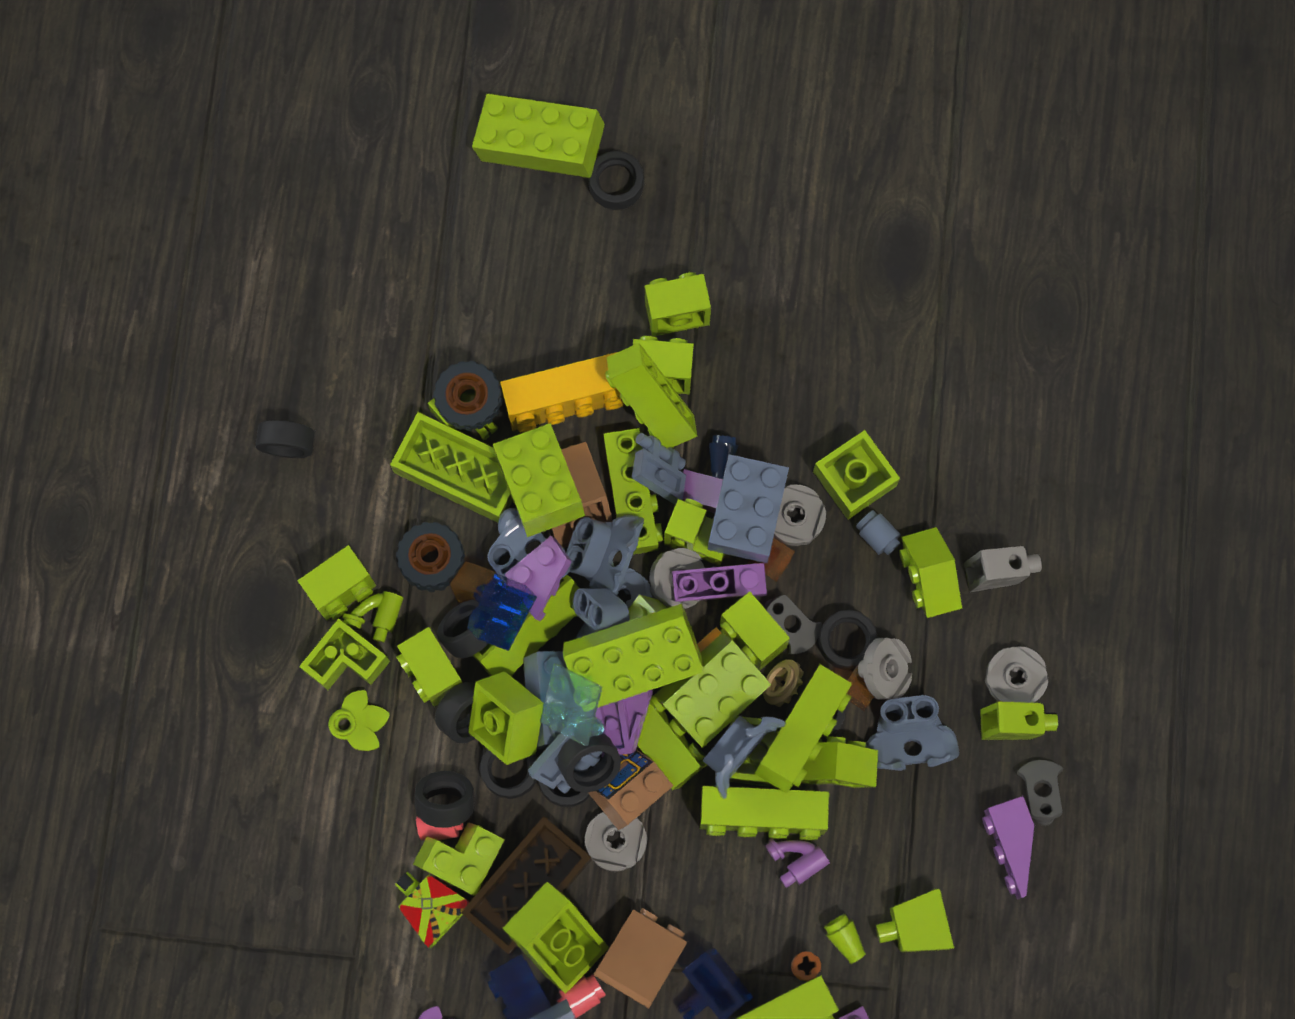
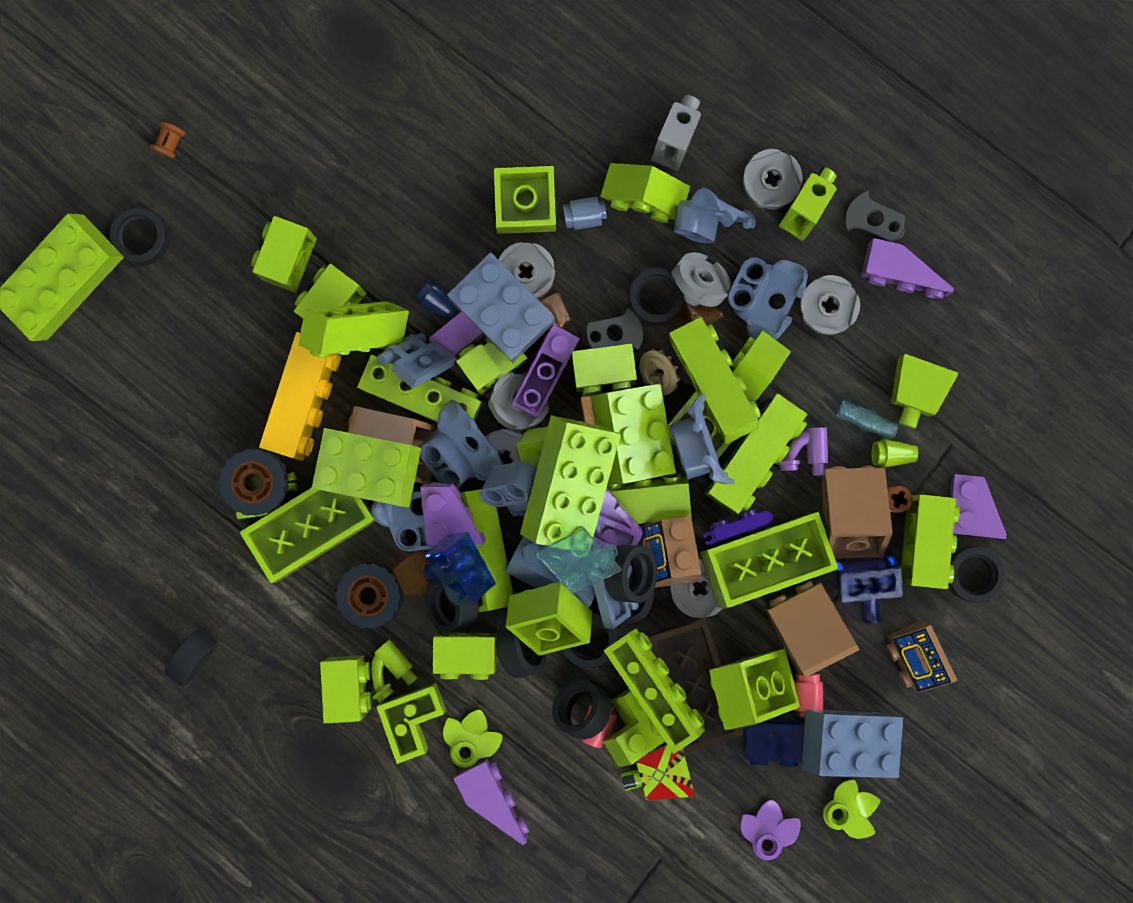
camera: 60 degrees left, 10 degrees up
(317, 764) = (485, 795): none -> medium lavender slope
(500, 847) = (655, 691): none -> lime brick
(678, 882) = (769, 560): none -> lime brick
(695, 842) = (747, 524): none -> dark purple plate
(711, 152) = (167, 140): none -> dark orange bush
(769, 935) = (856, 511): none -> medium nougat slope
(860, 896) = (867, 420): none -> clear light blue pin
(941, 633) = (699, 217): none -> sand blue piece
(947, 781) = (843, 296): none -> light grey plate

